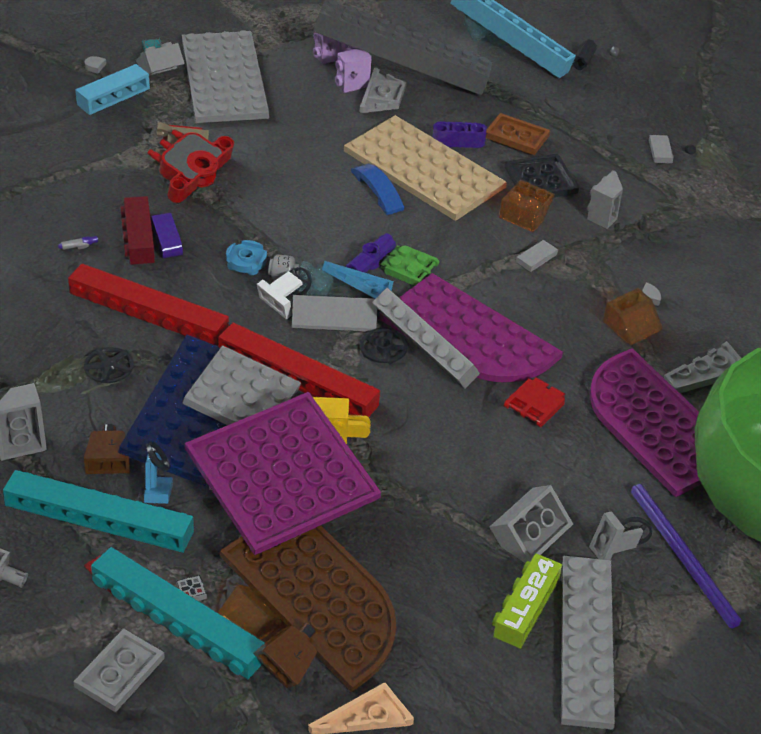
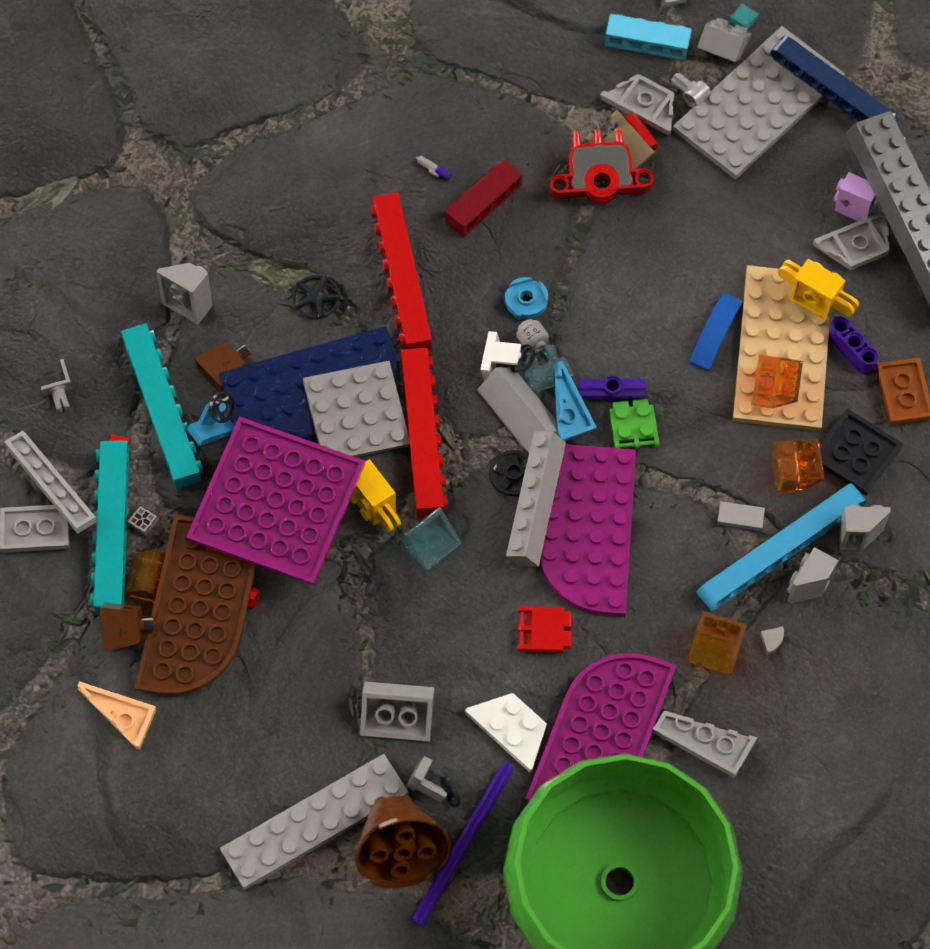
camera: 55 degrees right, 20 degrees up
(89, 625) = (50, 482): none -> light grey plate
(148, 117) = (645, 99): none -> light grey wing
(166, 235) = (496, 222): dark purple beam -> none
(178, 94) = (693, 91): none -> light grey axle
(257, 34) = (826, 80): none -> dark blue beam
(397, 418) = (432, 539): none -> clear light blue slope
(407, 115) = (817, 289): none -> yellow brick
(456, 173) = (776, 381): none -> clear orange slope
(527, 600) = (314, 755): lime brick -> none
(582, 250) = (778, 548): none -> dark azure beam
(604, 468) = (511, 726): none -> white wing
(623, 240) = (812, 577): none -> light grey slope
(662, 577) = (400, 844): none -> reddish brown cone

